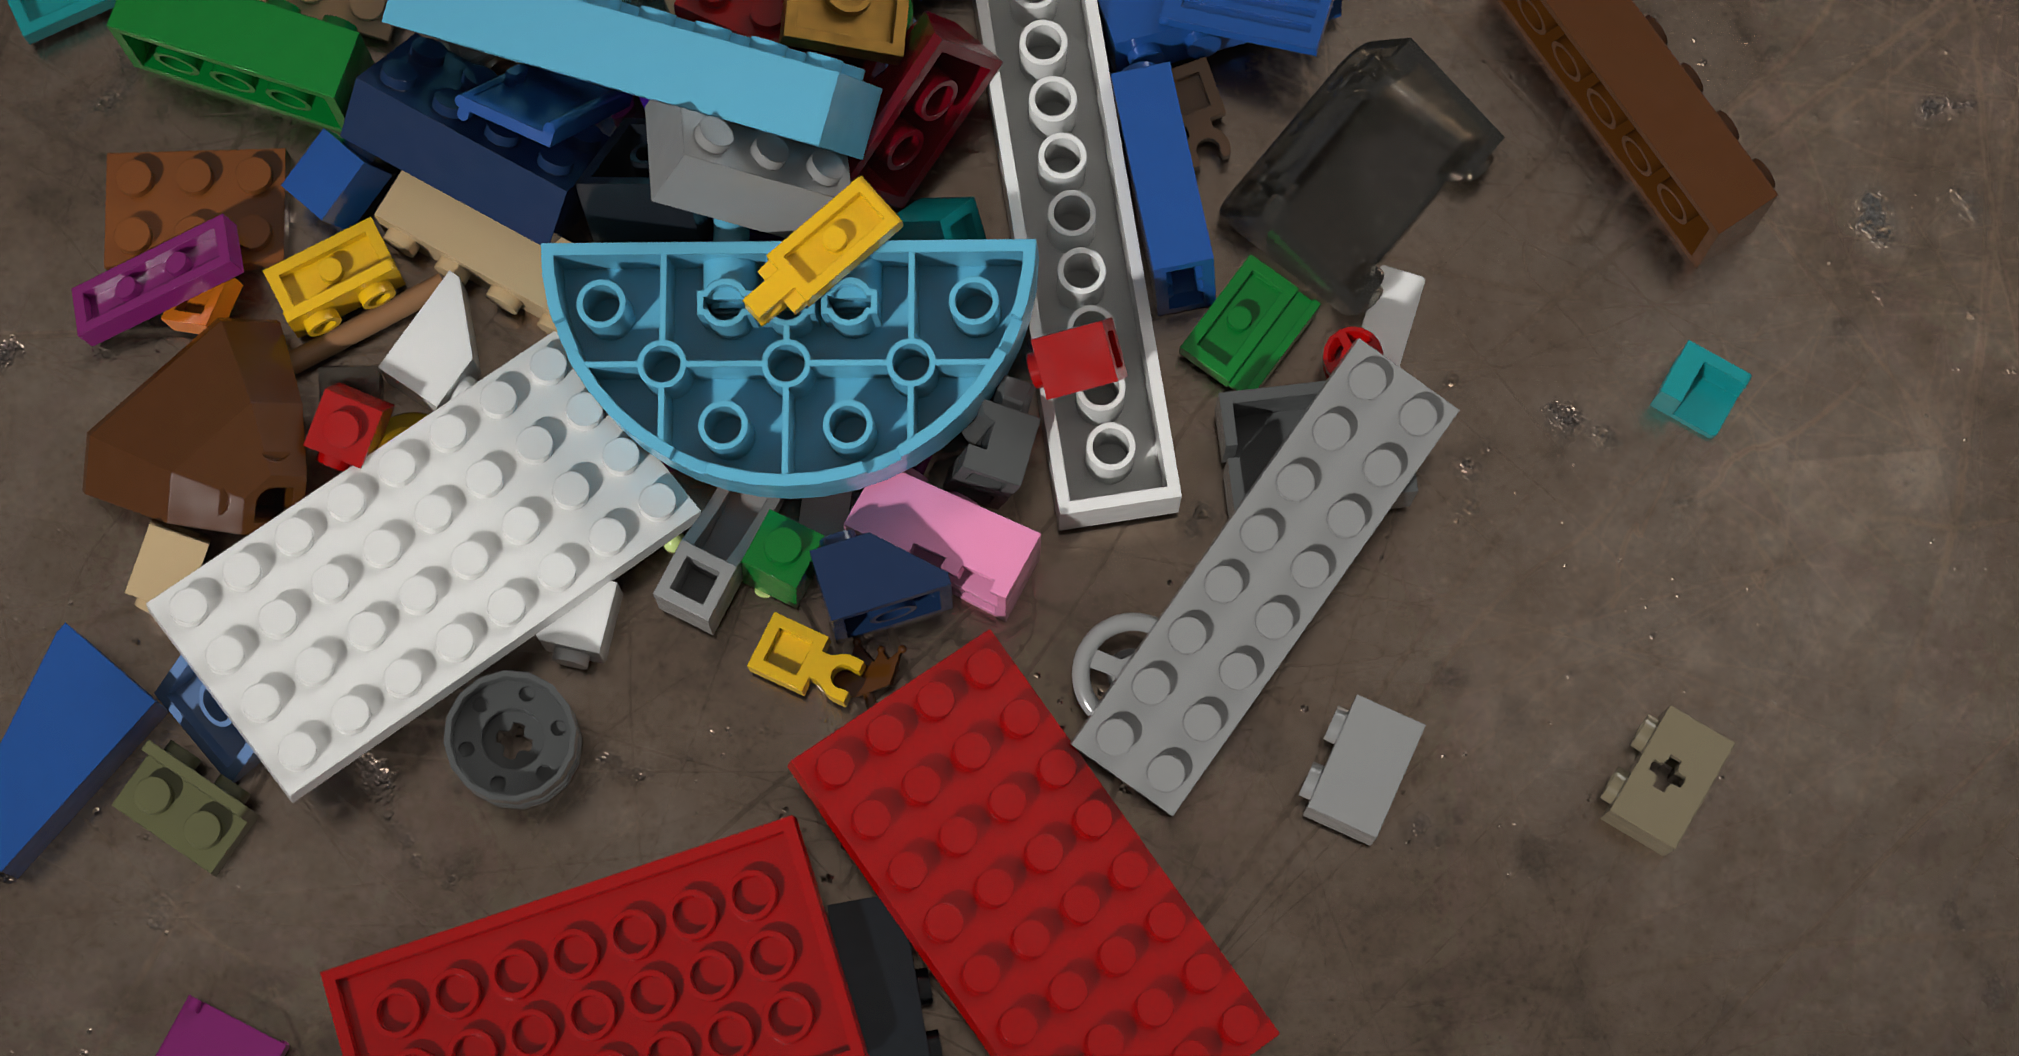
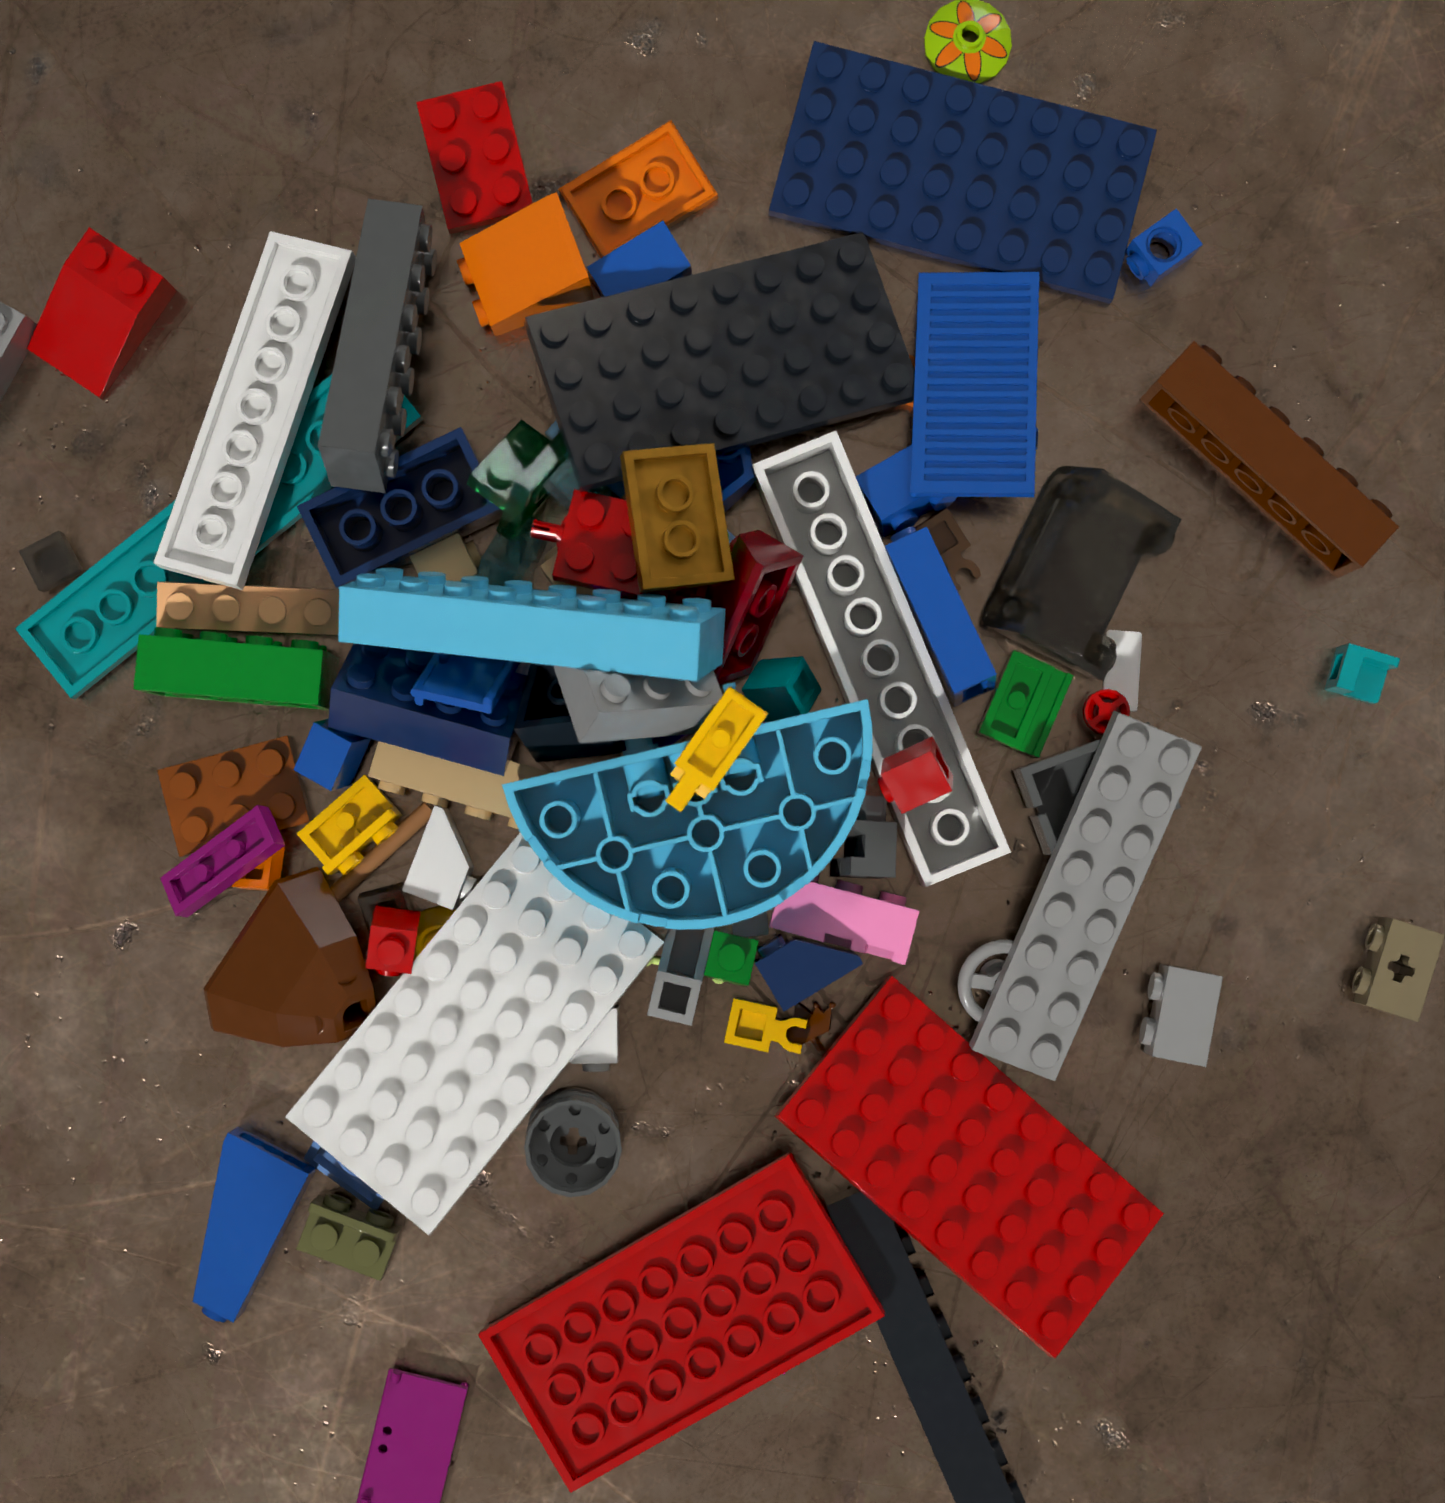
camera: 10 degrees left, 10 degrees up
(164, 559) = (288, 1074): tan brick -> none

